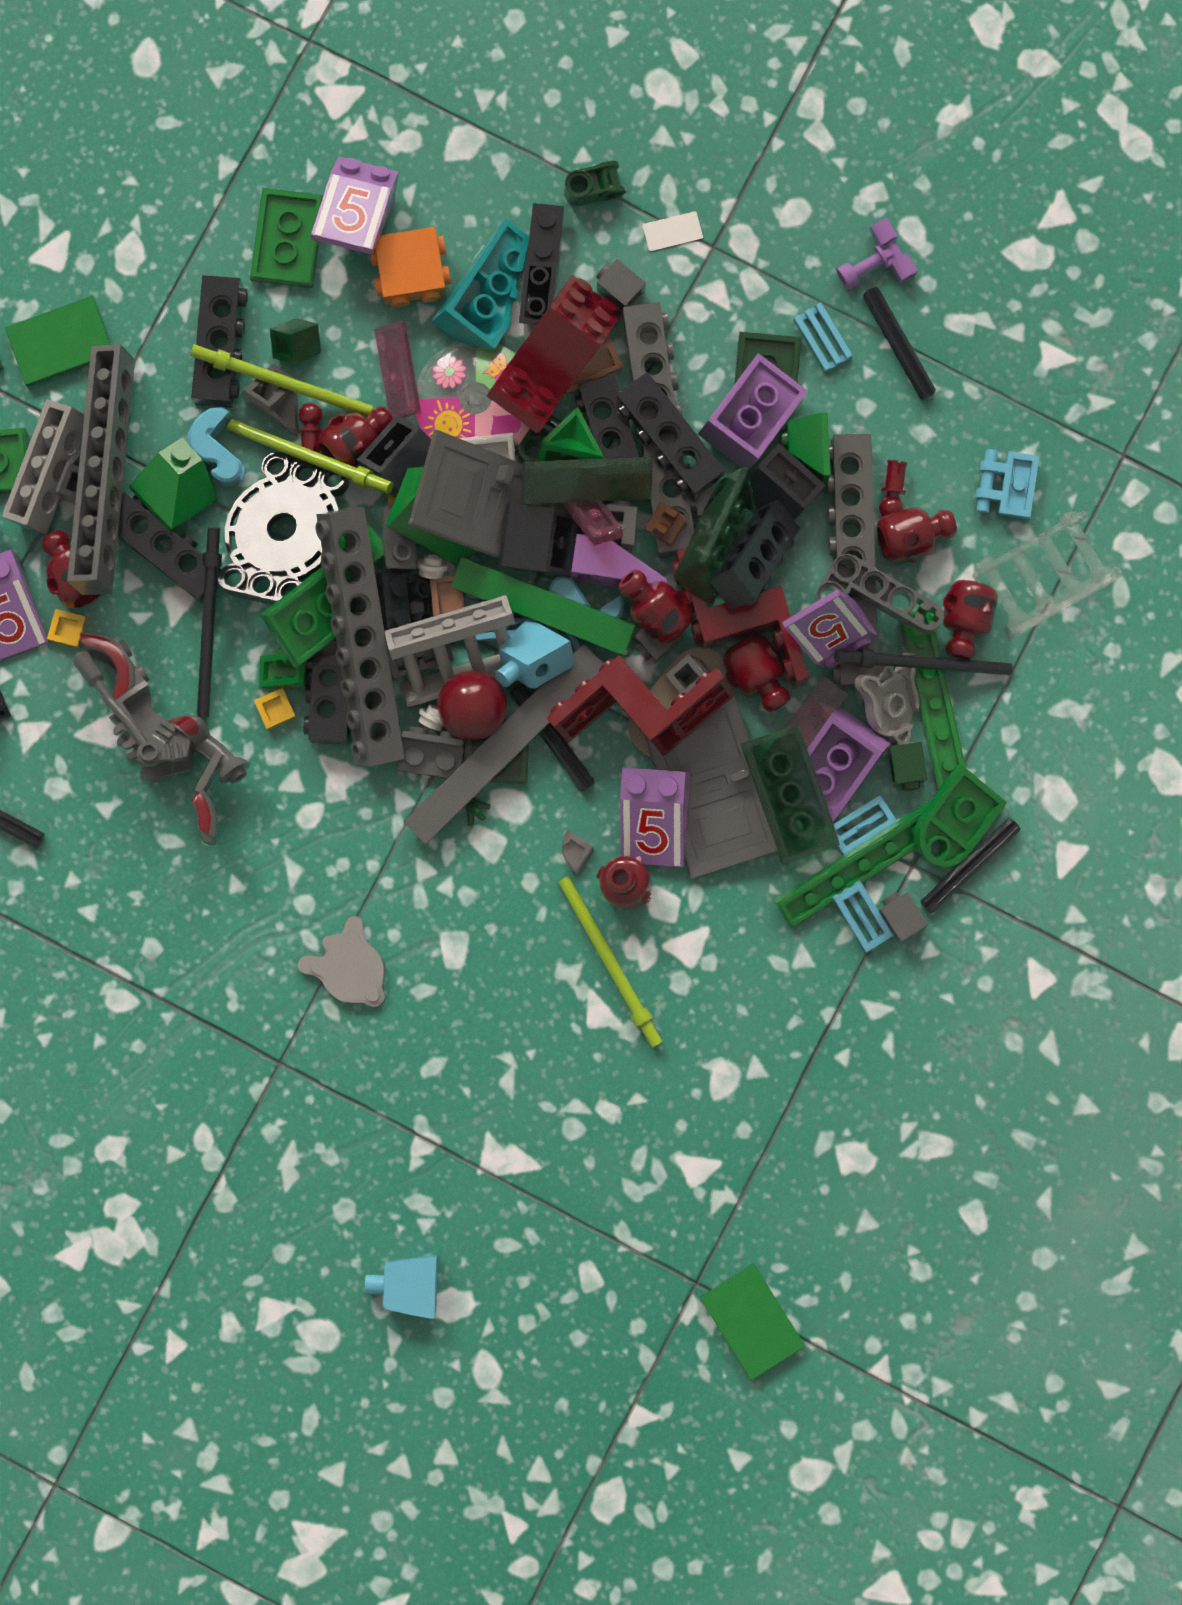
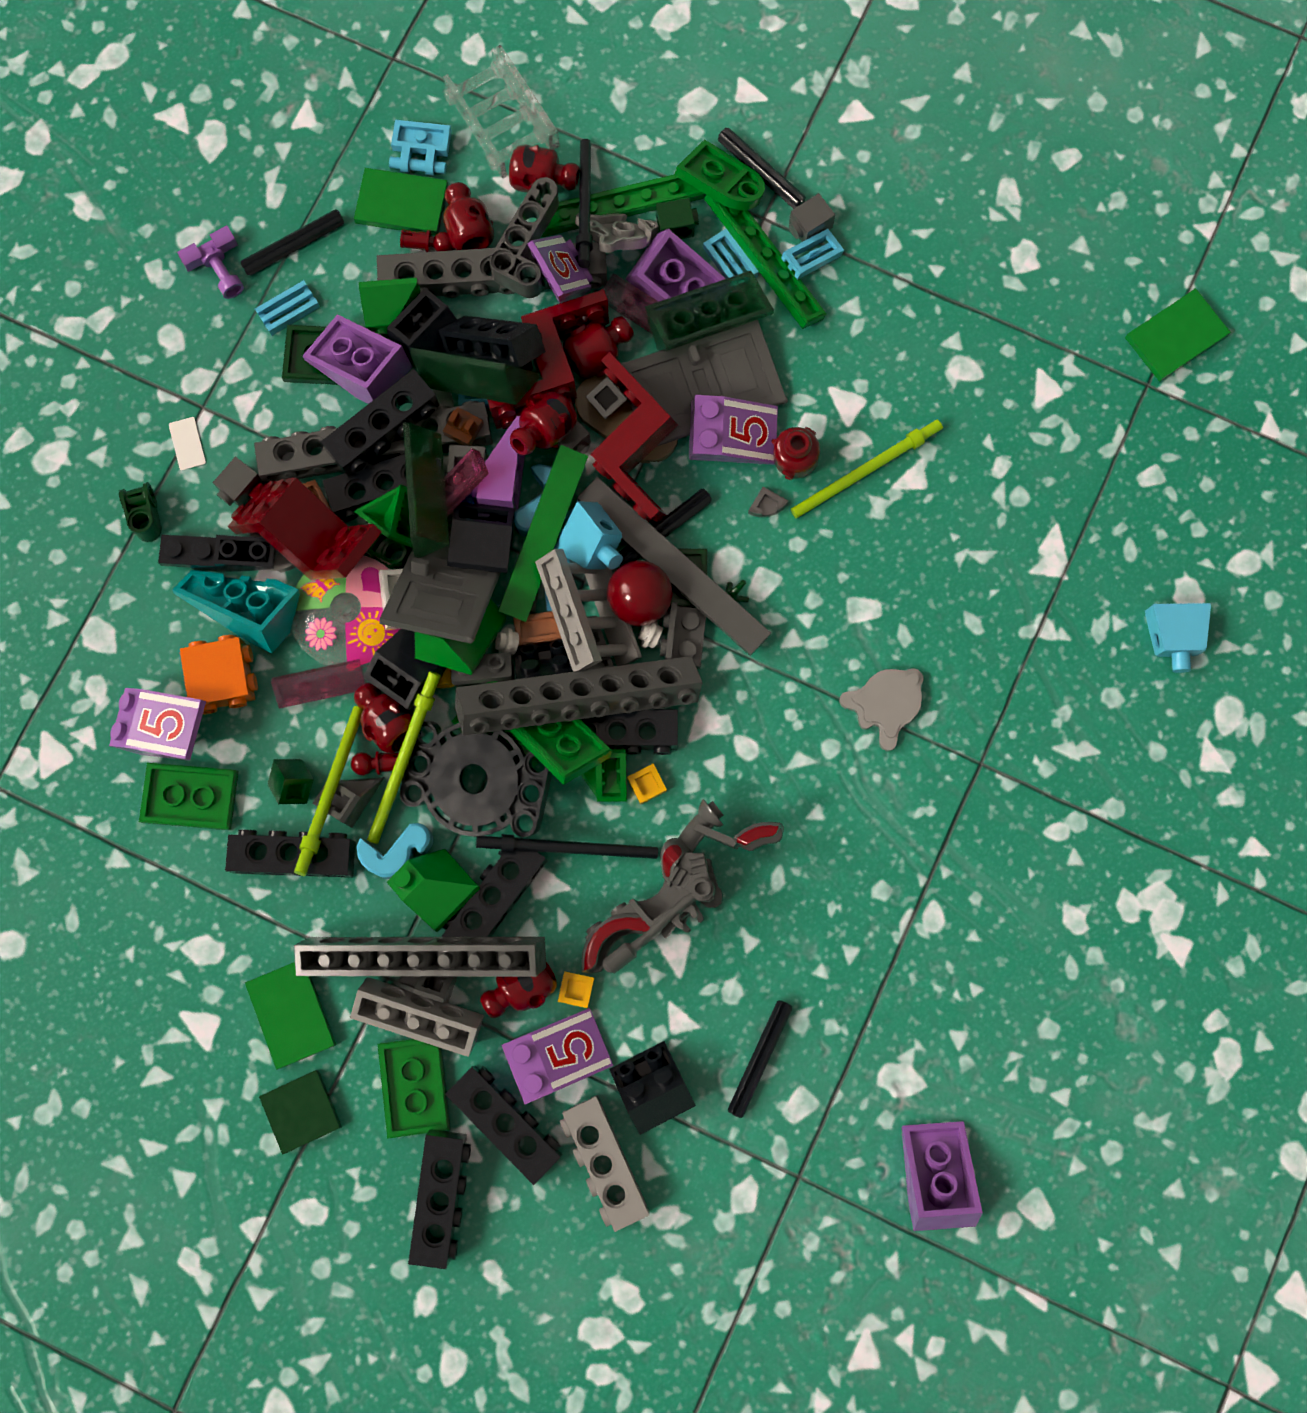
camera: 95 degrees left, 5 degrees down
(944, 462) = (400, 201): none -> green tile

